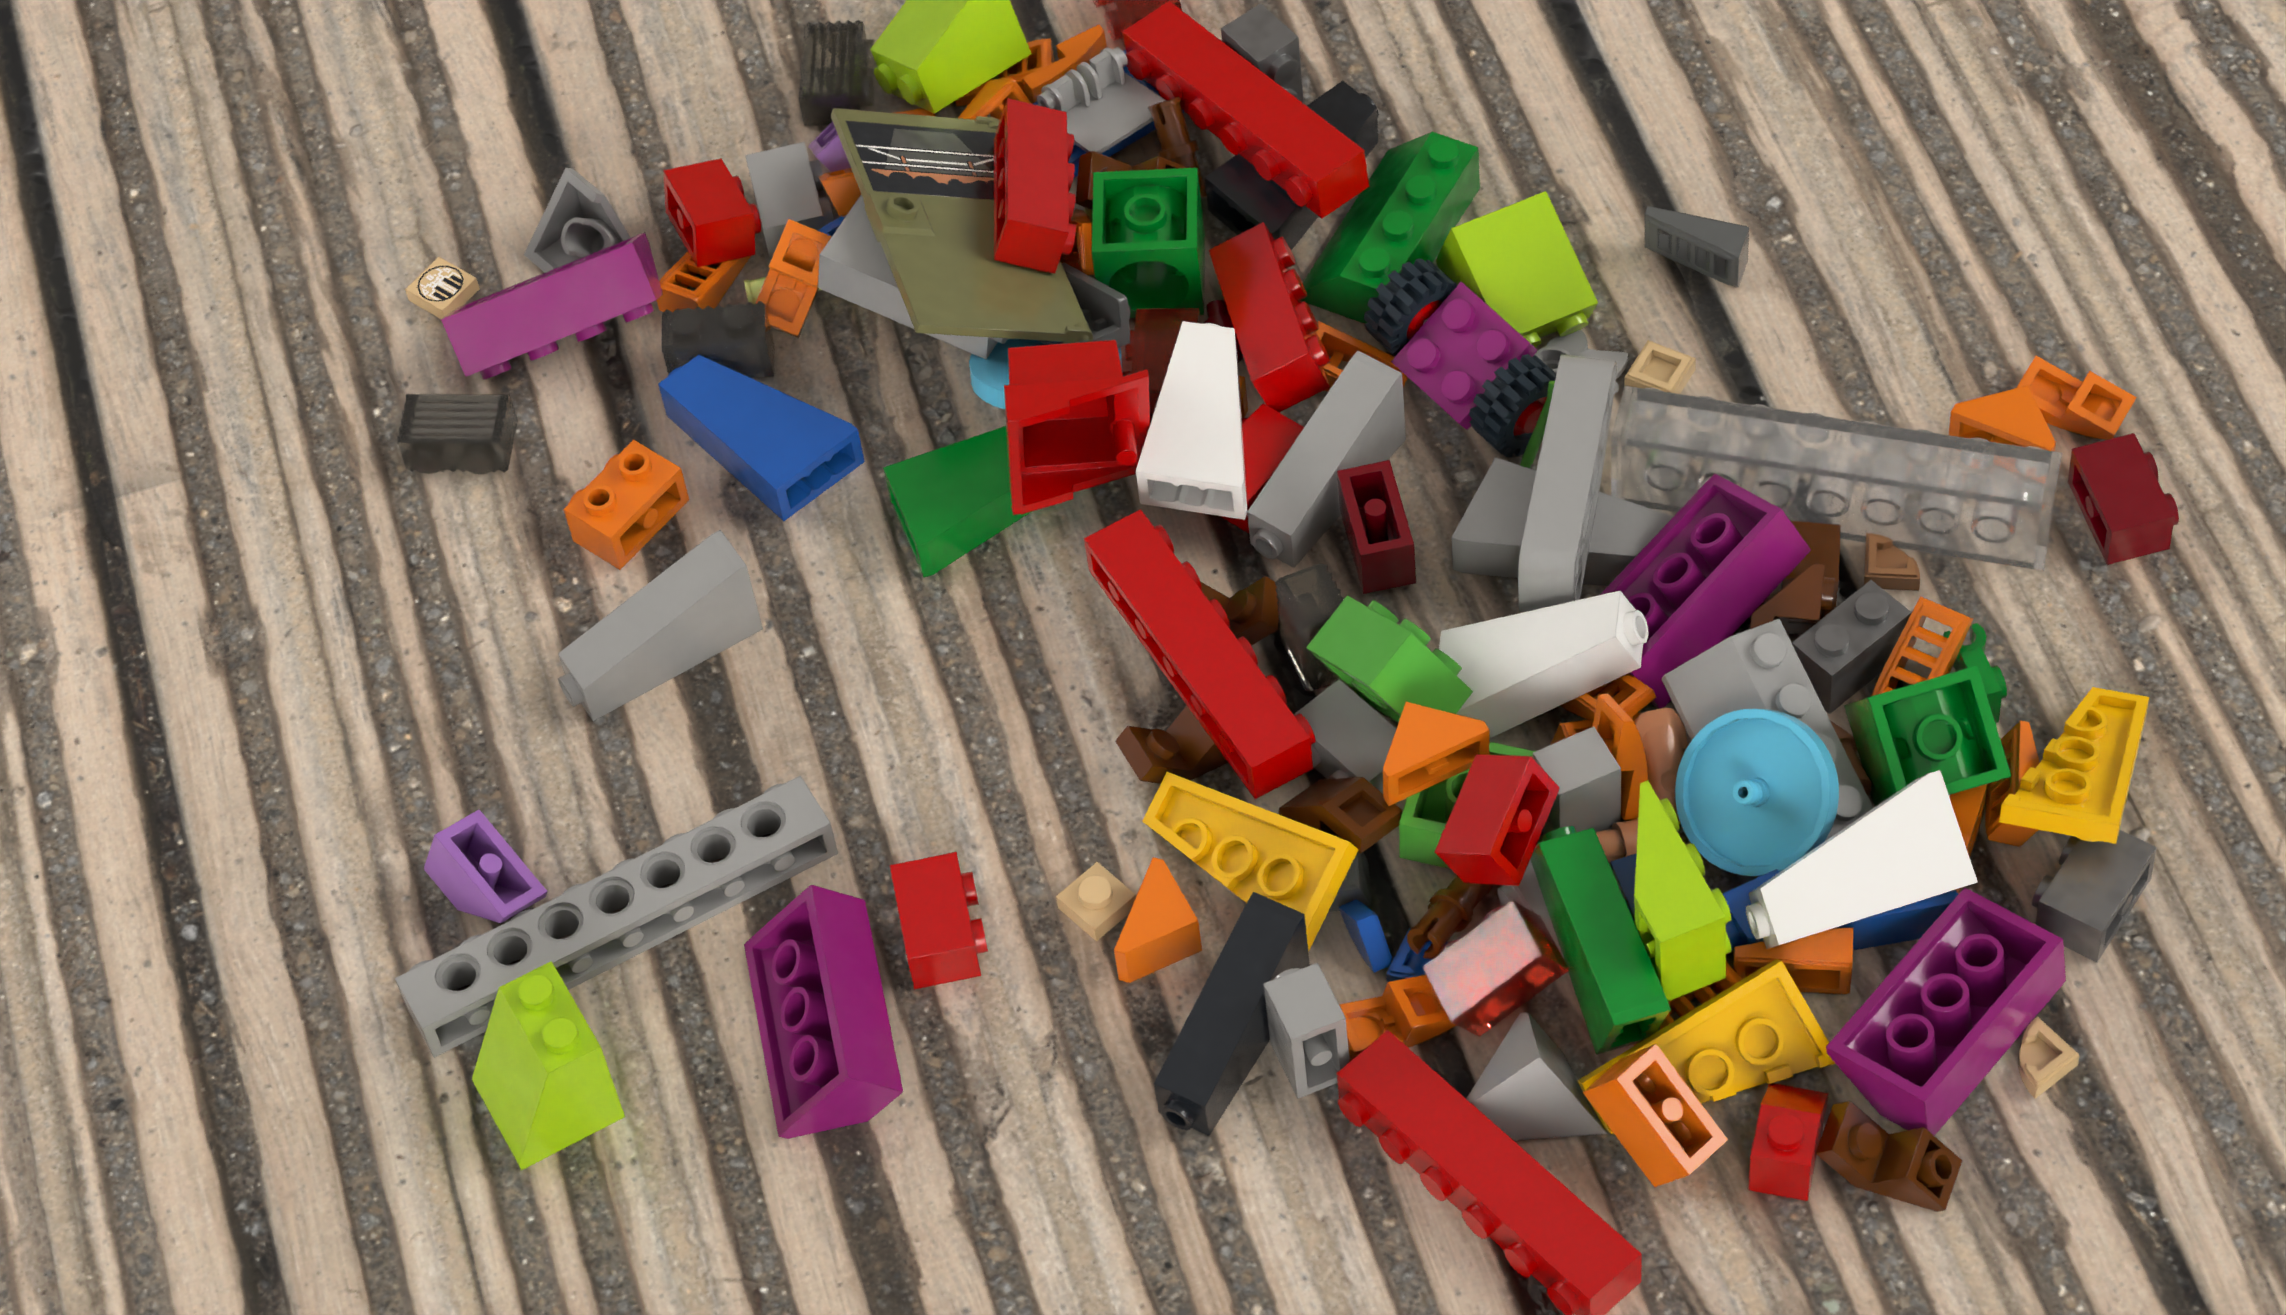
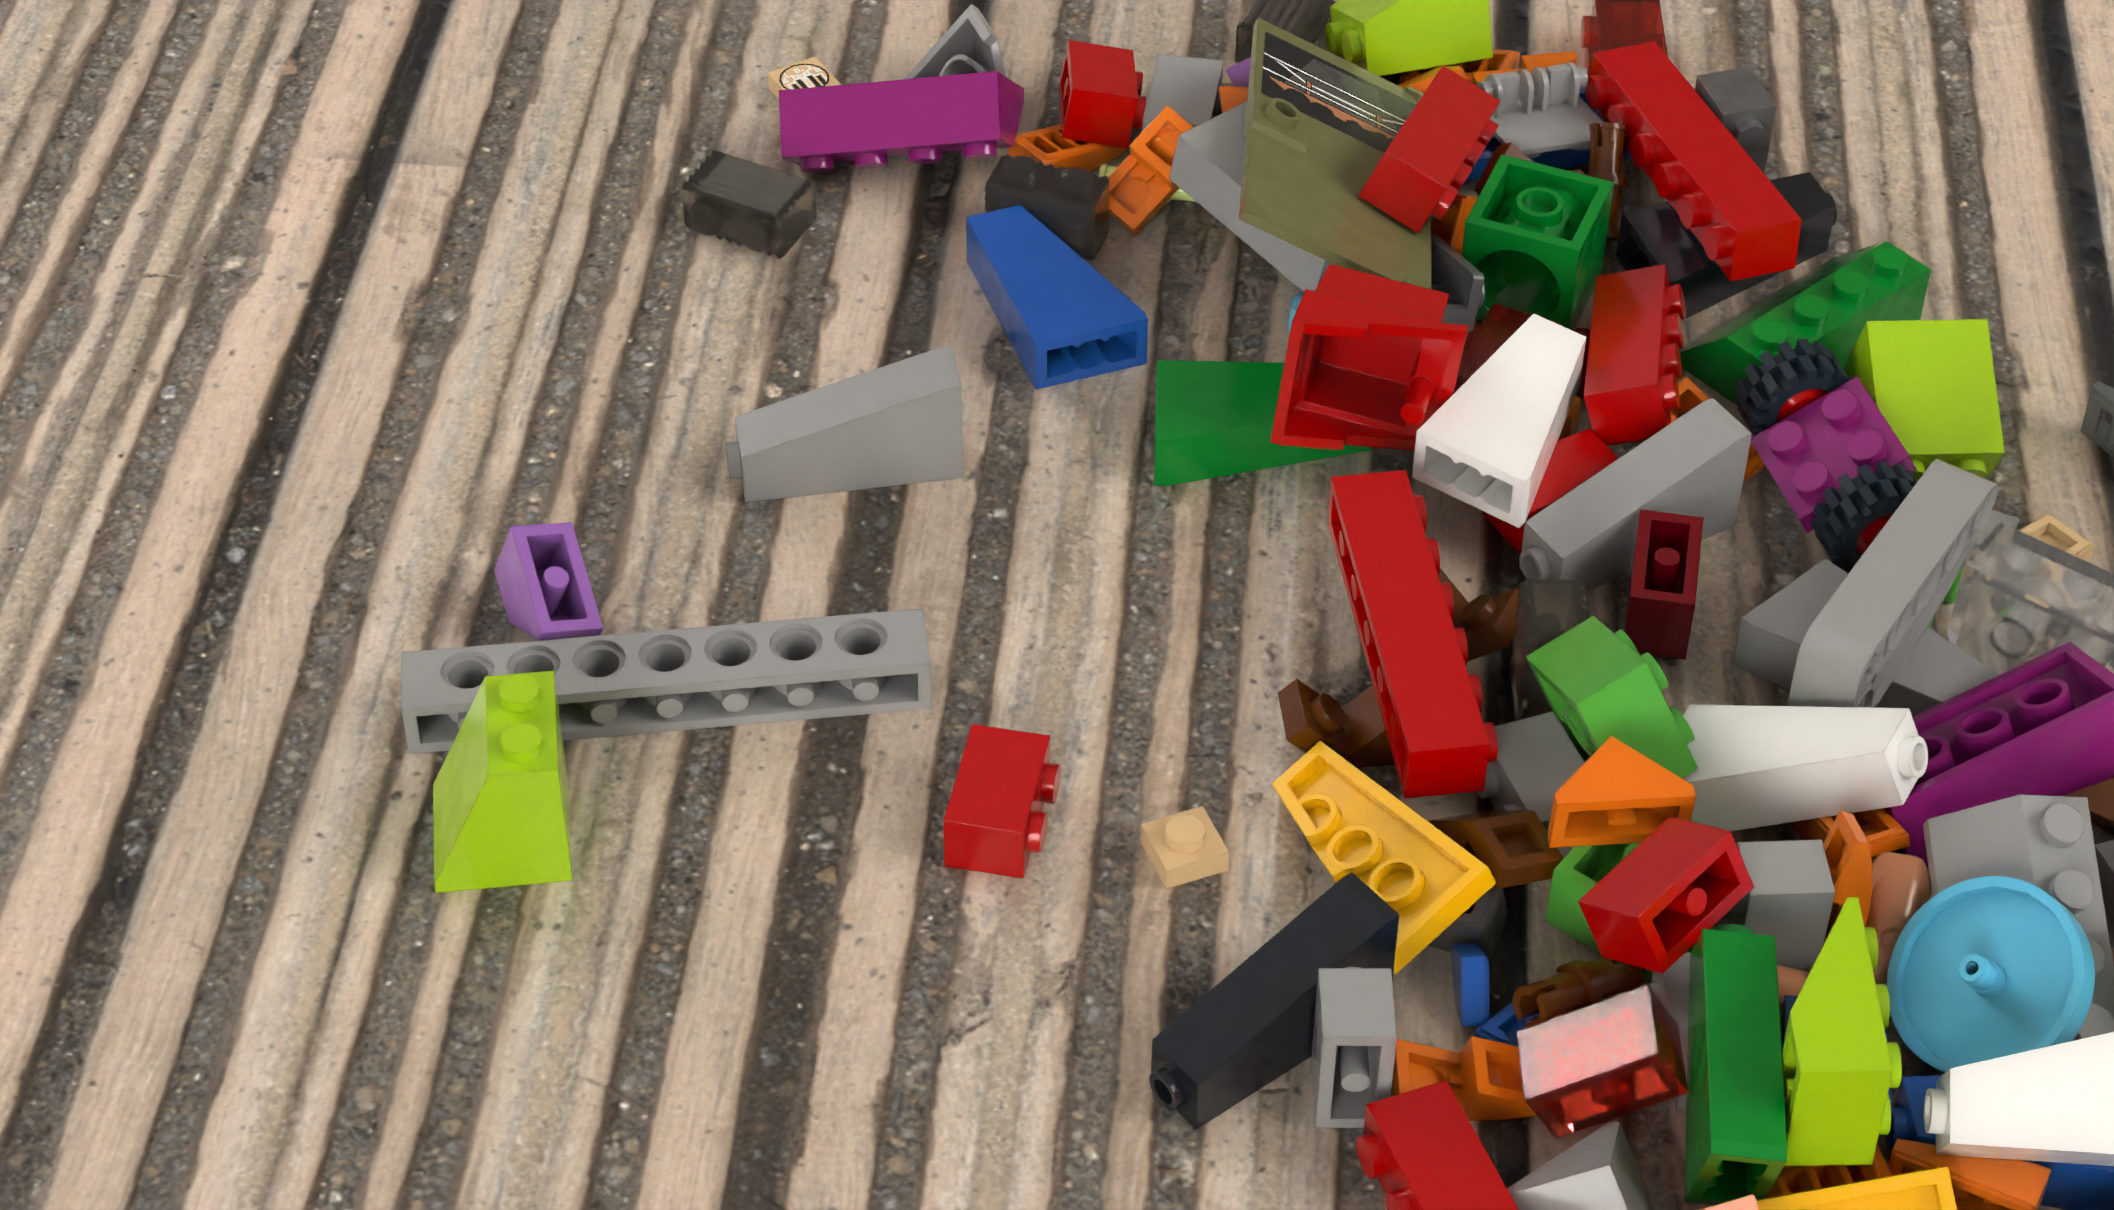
camera: 15 degrees right, 10 degrees down
(626, 504) = (881, 317): orange brick -> none
(822, 1014) = (830, 850): magenta slope -> none
(1158, 928) = (1233, 892): orange slope -> none

